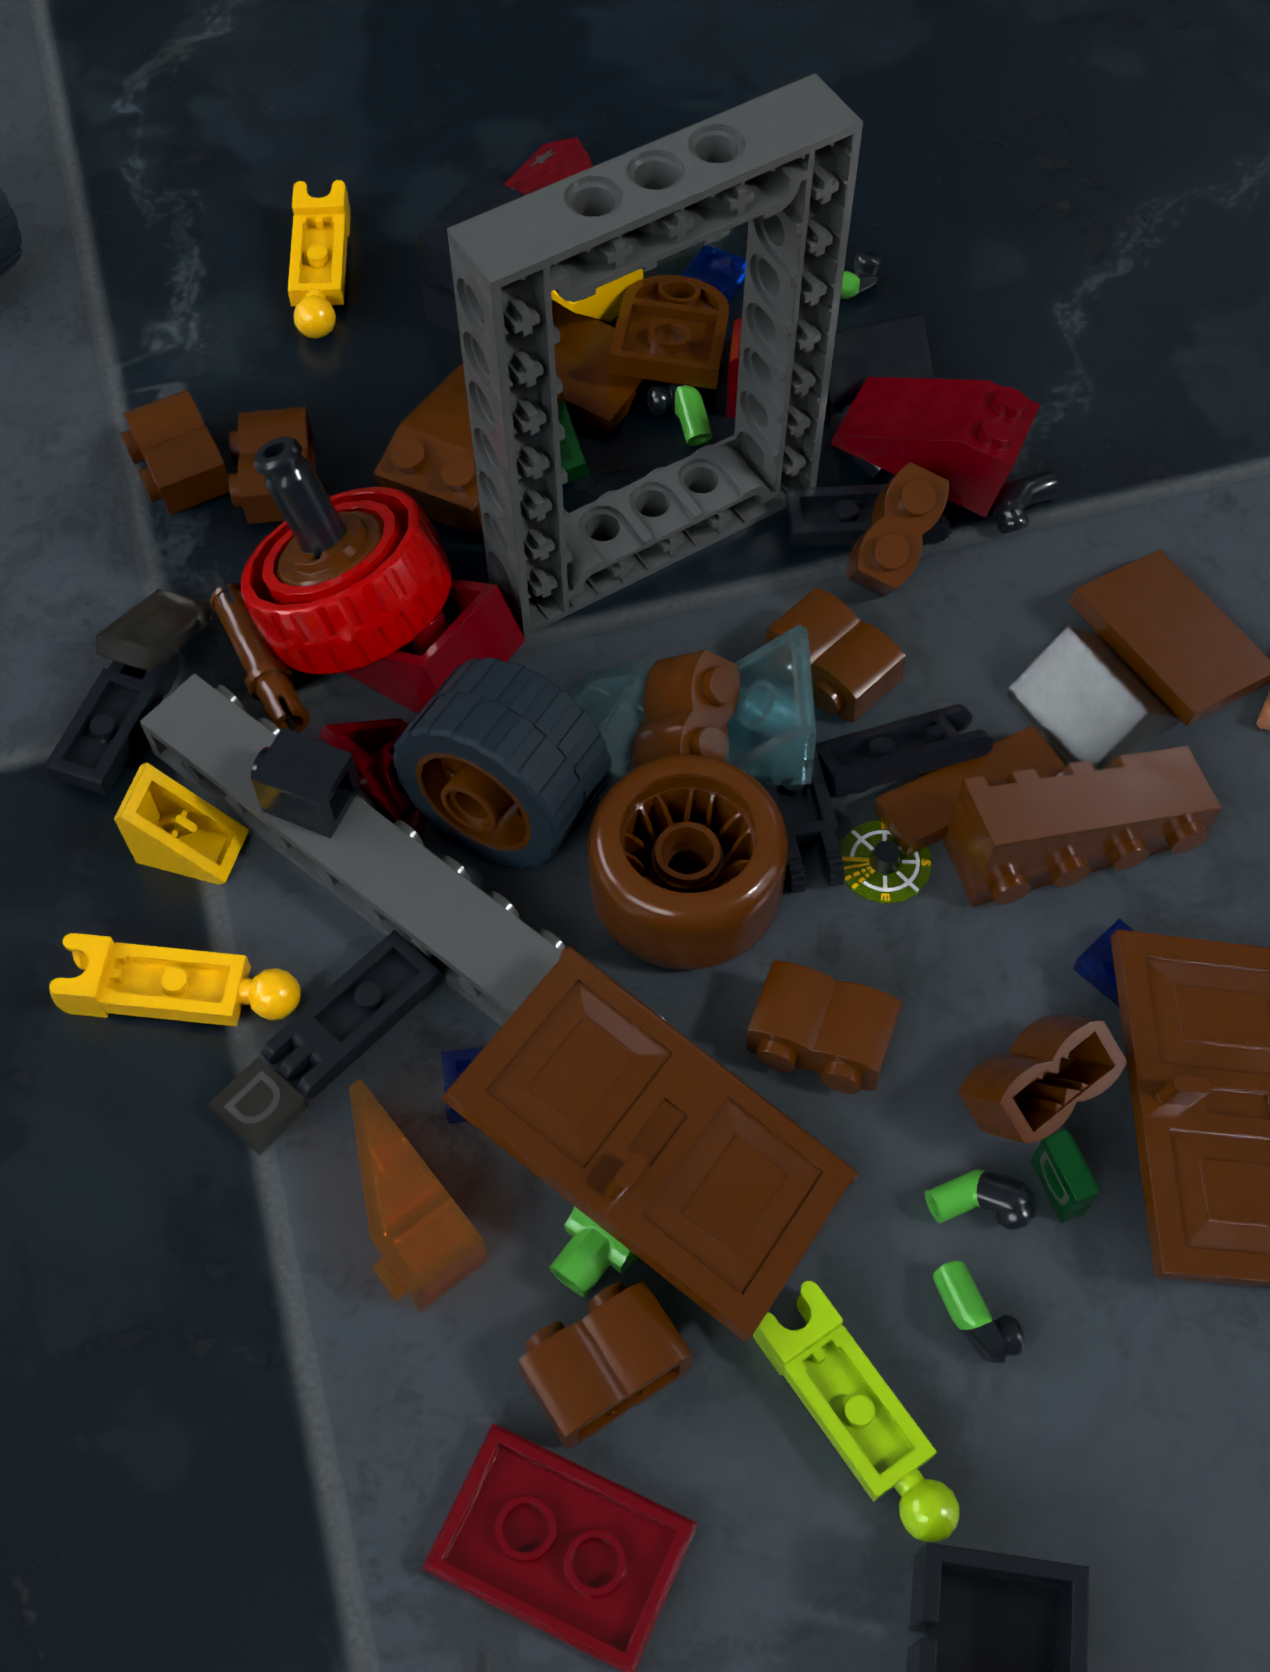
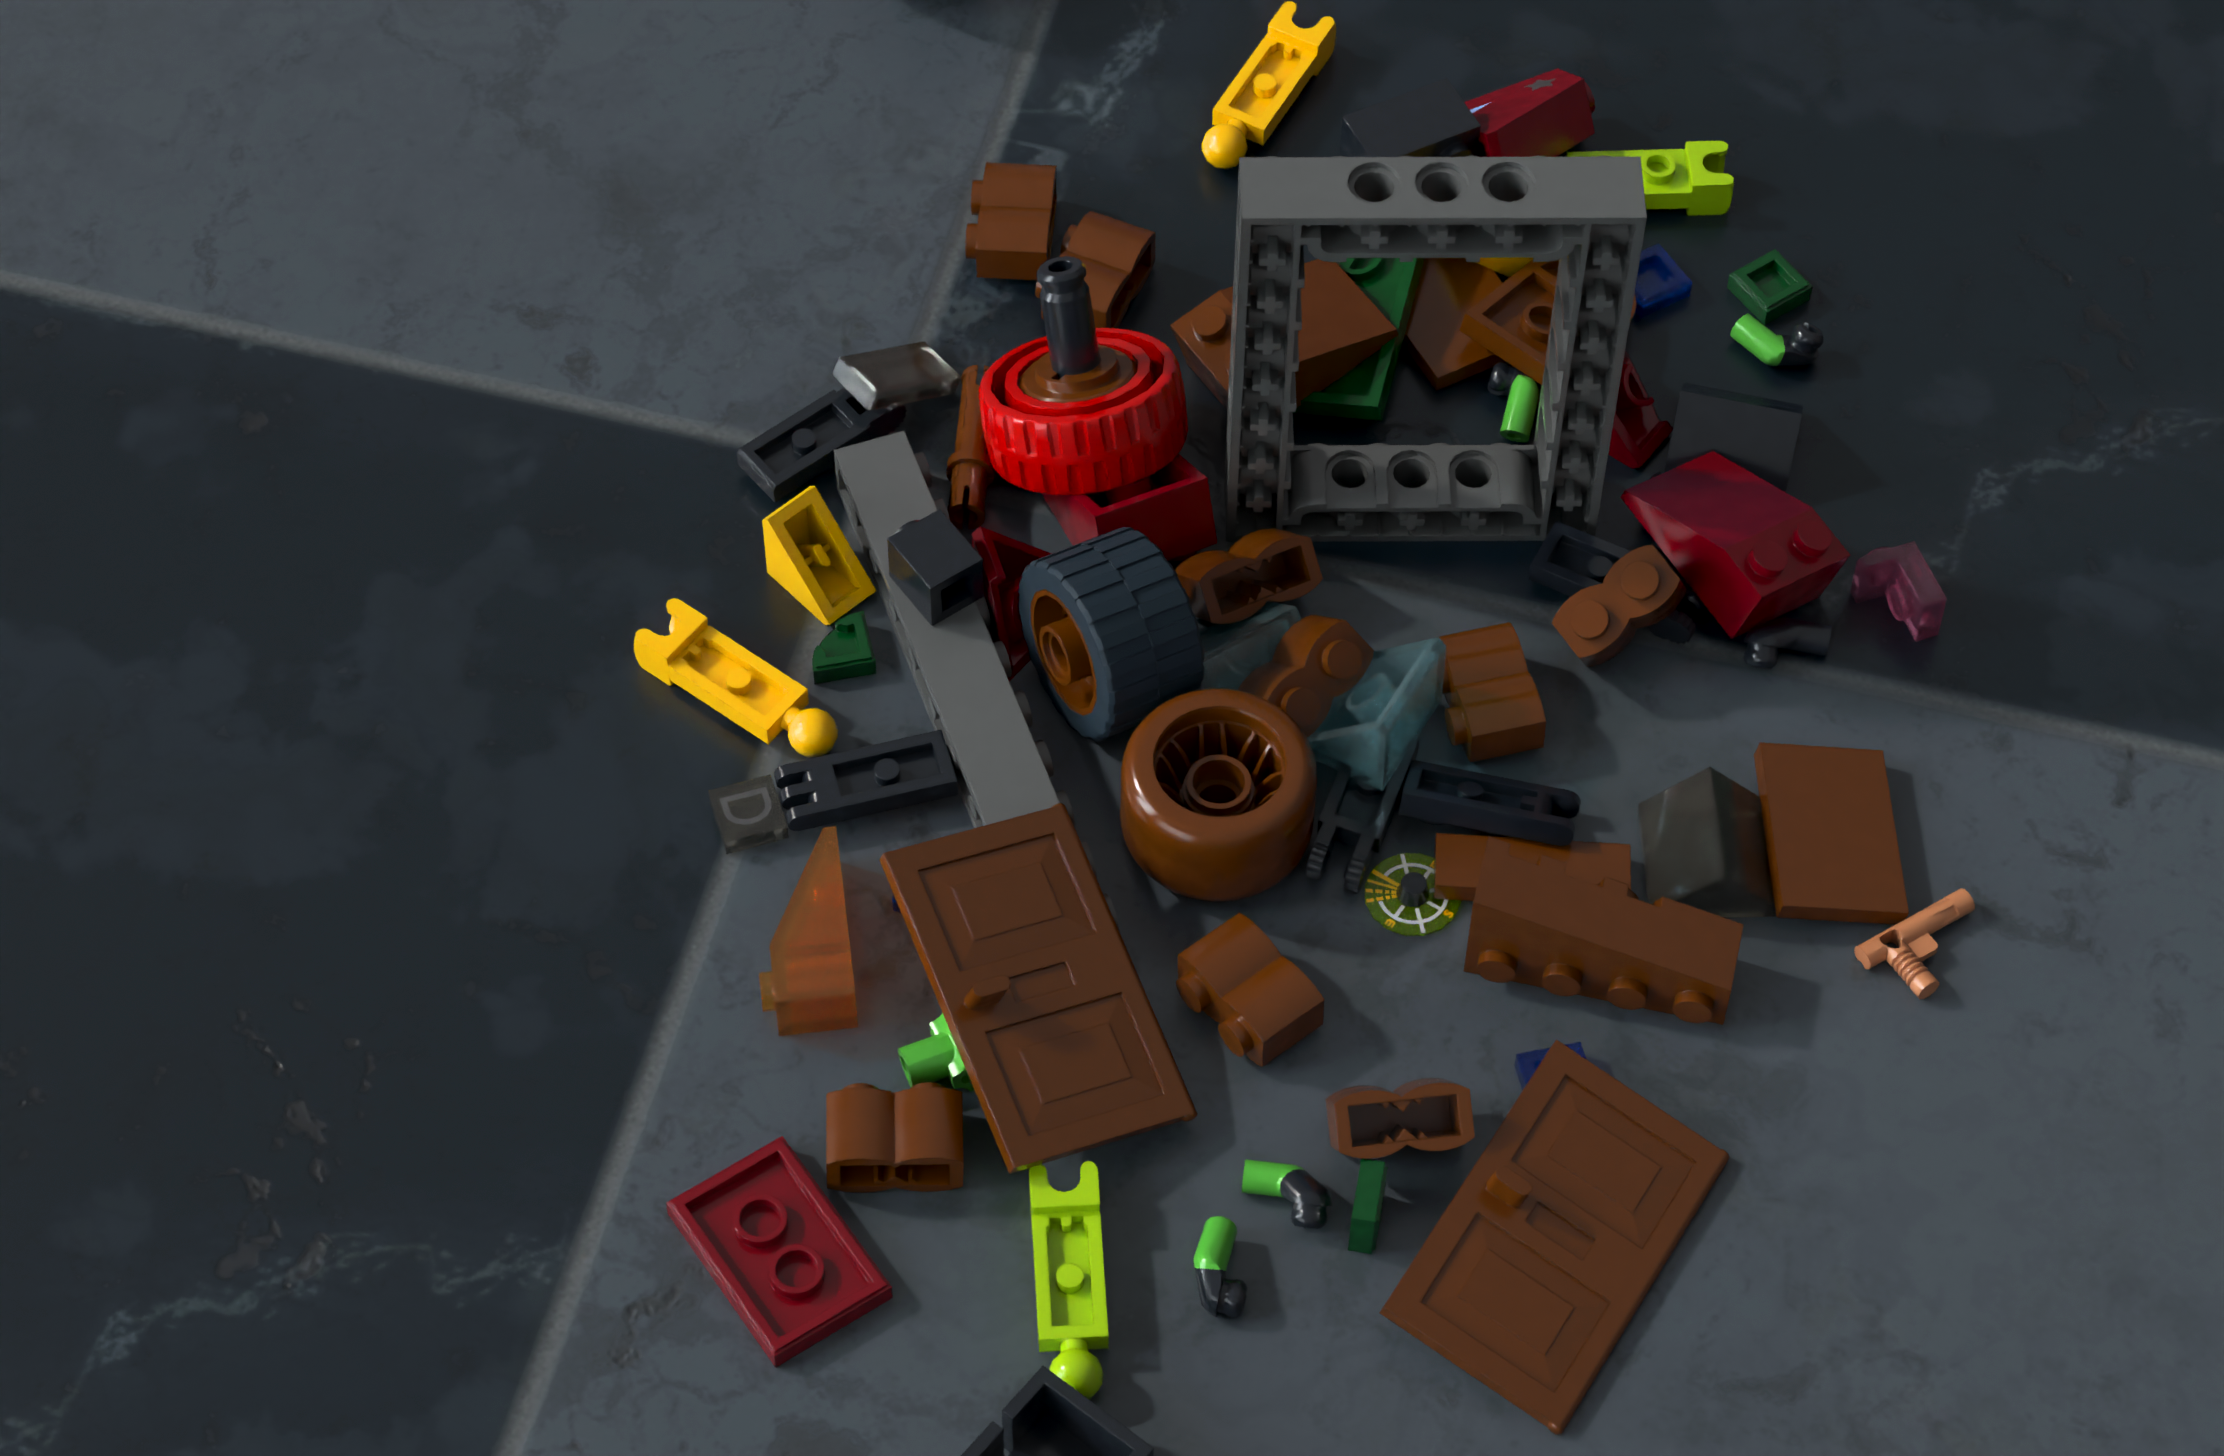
camera: 30 degrees right, 5 degrees down
(255, 900) = (844, 651): none -> dark green tile
(583, 644) = (1254, 570): none -> reddish brown brick
(1083, 412) = (1907, 582): none -> clear pink bracket

